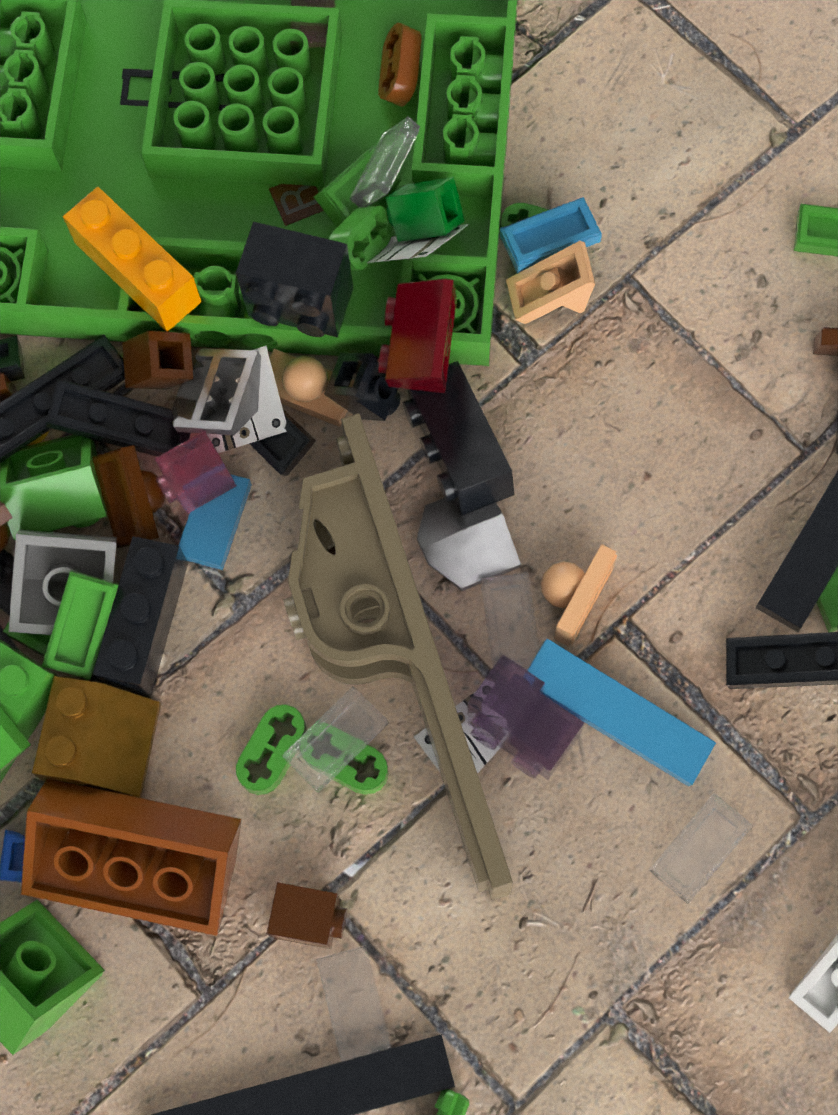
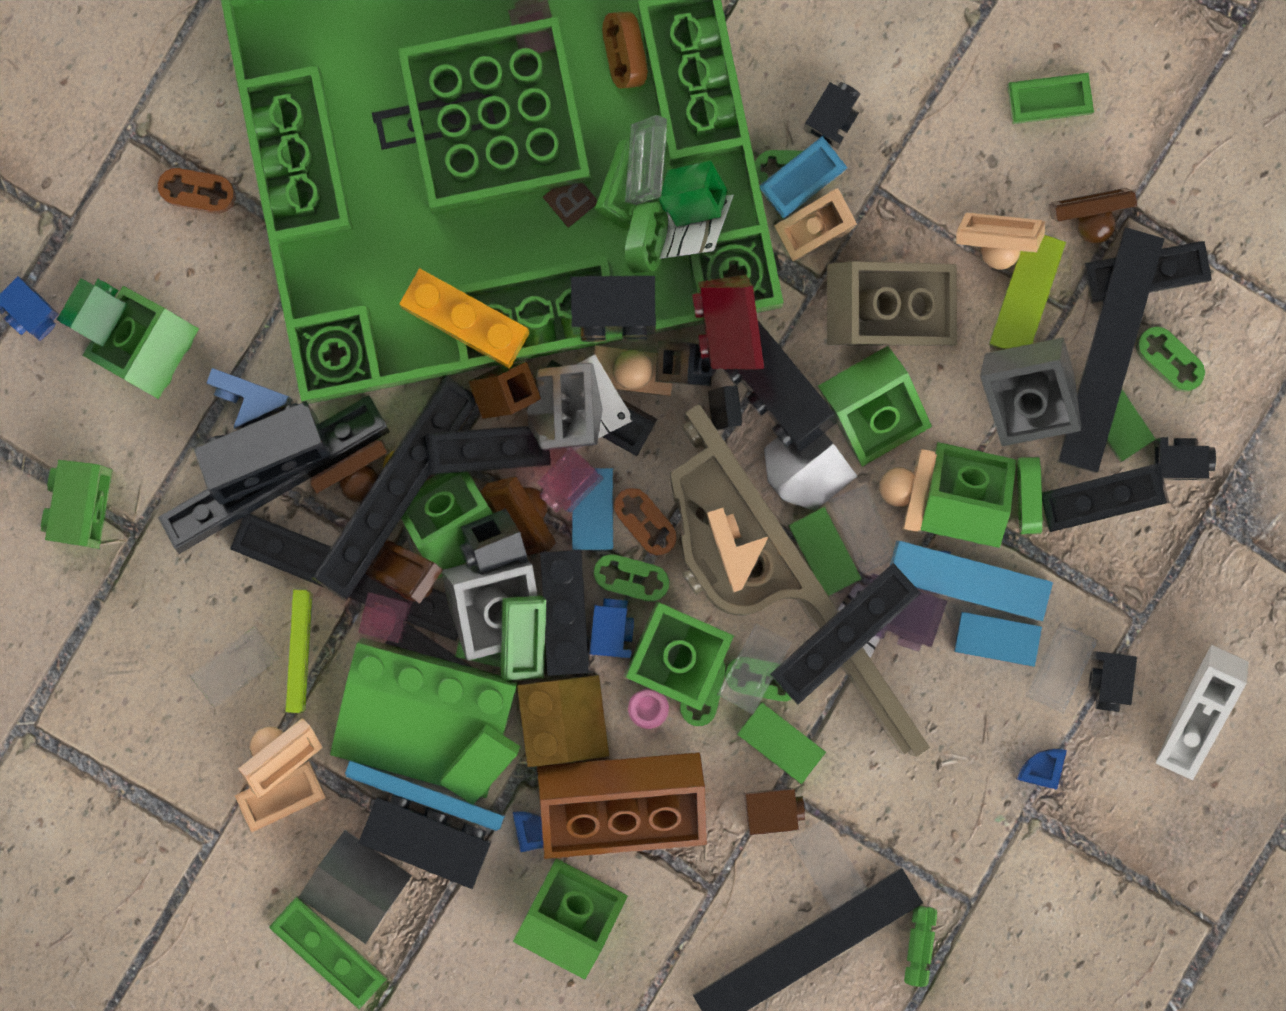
camera: 25 degrees left, 15 degrees up
(80, 508) = (492, 542): none -> black brick
(187, 652) = (611, 629): none -> blue brick
(202, 755) = (648, 708): none -> bright pink tile
(226, 613) = (632, 567): none -> bright green beam
(249, 695) = (678, 656): none -> bright green slope
(257, 552) = (637, 528): none -> dark orange beam
(342, 840) = (781, 743): none -> bright green tile
(348, 587) = (736, 560): none -> light nougat slope
(394, 447) = (725, 407): none -> black tile
(448, 713) = (845, 633): none -> black tile
(459, 635) = (824, 551): none -> bright green tile
(563, 491) = (875, 405): none -> bright green slope
(602, 182) = (833, 113): none -> black brick
(610, 388) = (891, 304): none -> dark tan slope
(633, 792) = (997, 639): none -> dark azure tile
(640, 617) = (969, 495): none -> bright green slope
(648, 963) = (1043, 768): none -> blue tile
(713, 636) = (1029, 495): none -> bright green beam
(745, 518) = (1031, 391): none -> dark grey slope
(751, 351) = (1000, 237): none -> light nougat tile
(760, 876) = (1112, 680): none -> black brick
(766, 421) = (1027, 295): none -> lime tile

